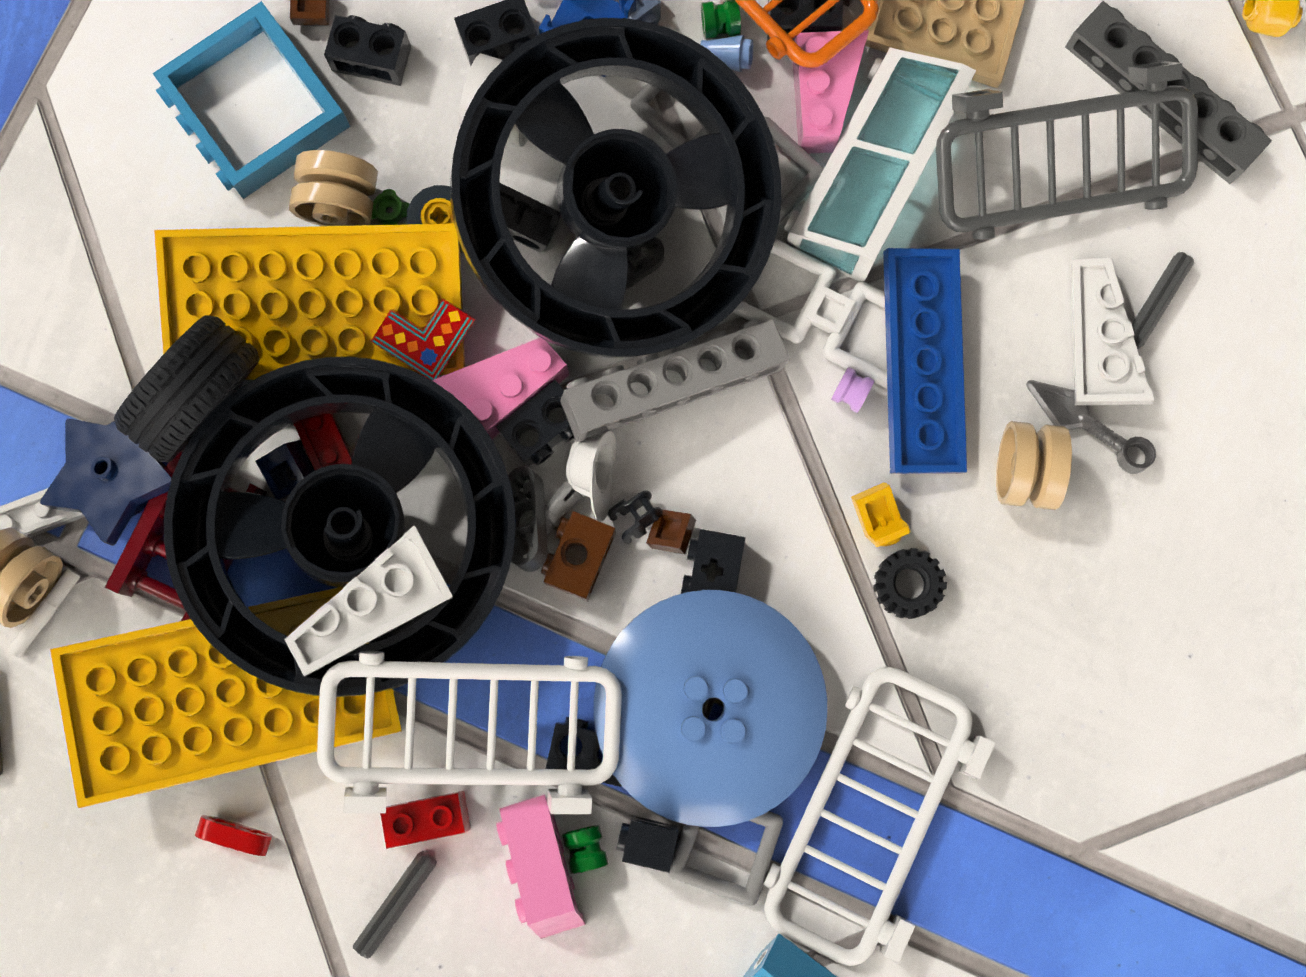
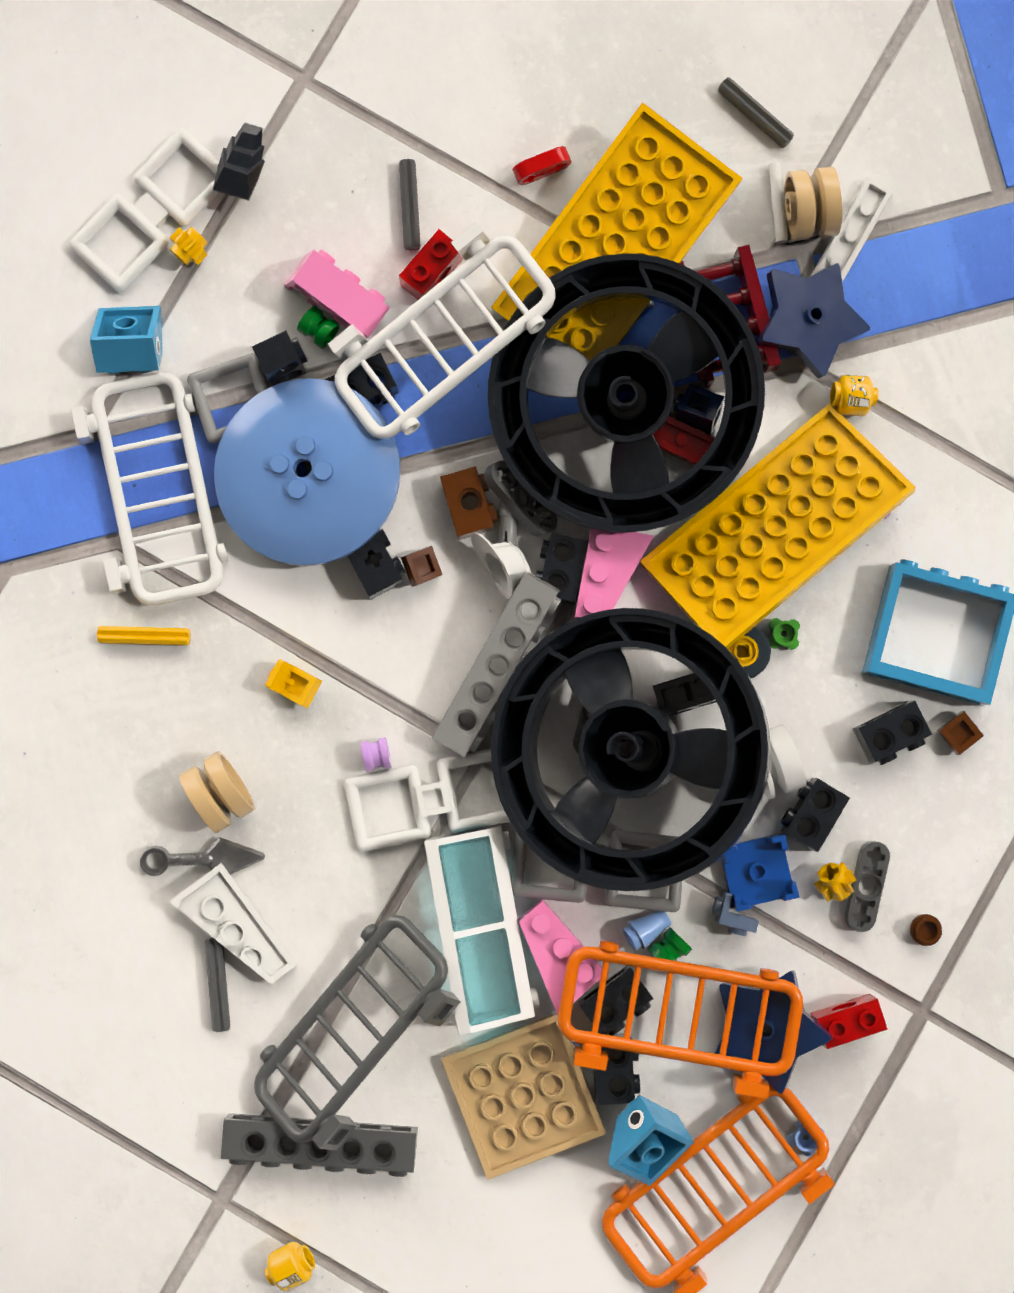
camera: 140 degrees right, 5 degrees up
(130, 364) = (853, 395): none -> yellow head
(185, 387) = (797, 399): black tyre -> none
(333, 189) = (826, 611): tan wheel -> none
(381, 598) = (560, 360): white wing -> none
(428, 348) = (675, 555): red tile -> none
(638, 529) = (444, 555): black piece -> none
(924, 361) = (342, 811): blue plate -> none
(931, 576) = (222, 649): black tyre -> none
(991, 677) = (143, 635): none -> yellow axle

